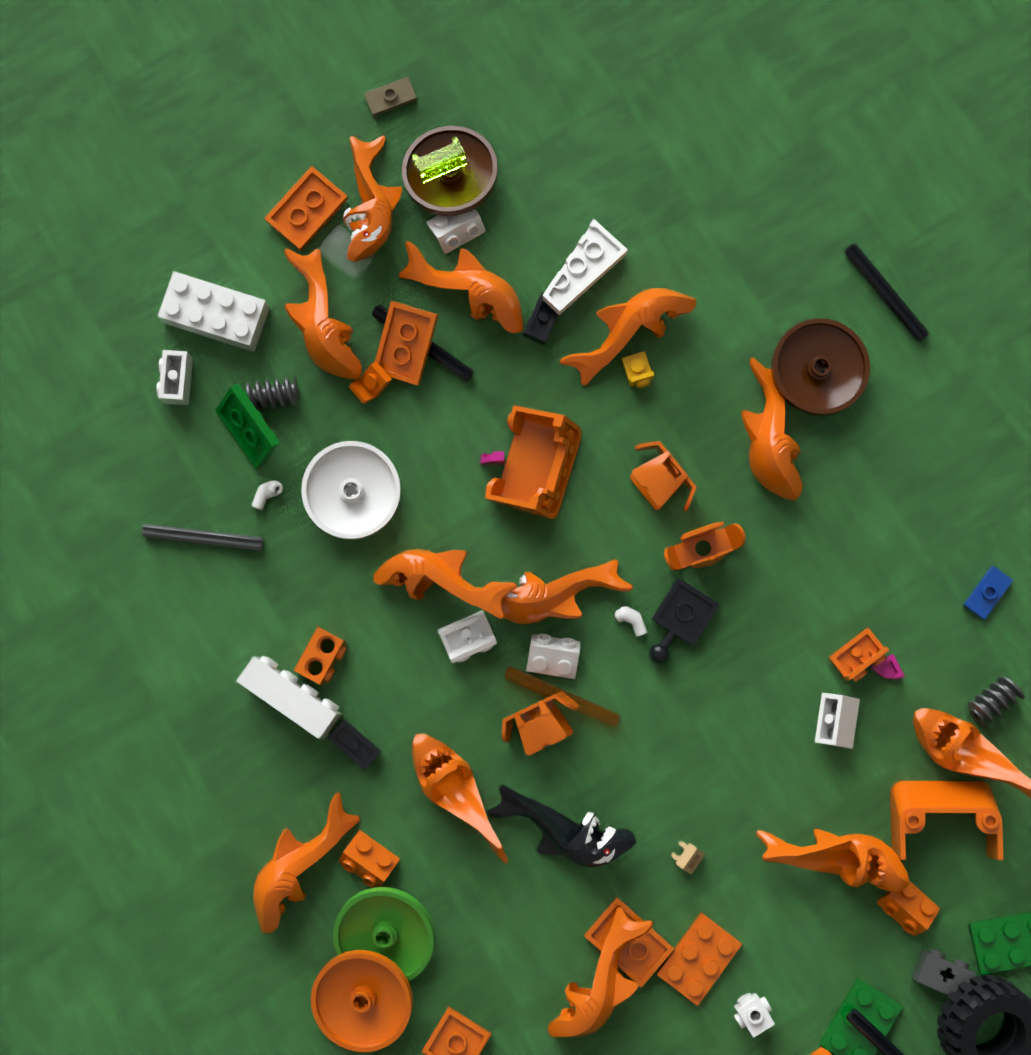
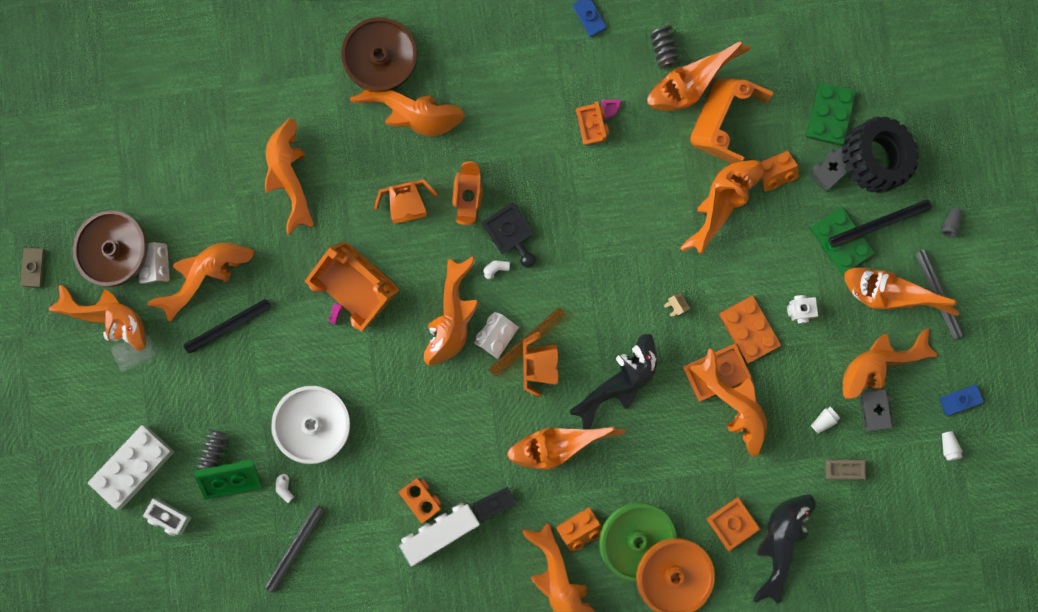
camera: 70 degrees left, 0 degrees up
(306, 208) = (86, 366): orange plate -> none
(322, 335) = (186, 395): orange piece -> none
(370, 383) = (239, 376): orange bracket -> none
(406, 342) = (222, 337): orange plate -> none
(422, 568) = (391, 396): orange piece -> none
(440, 161) = (100, 252): clear neon green hinge -> none
(467, 637) = (454, 389): white bracket -> none
(540, 322) = (251, 232): black plate -> none
(589, 262) = (227, 184): white wing -> none
(638, 370) = (320, 182): yellow bracket -> none
(837, 720) = (630, 159): white brick -> none

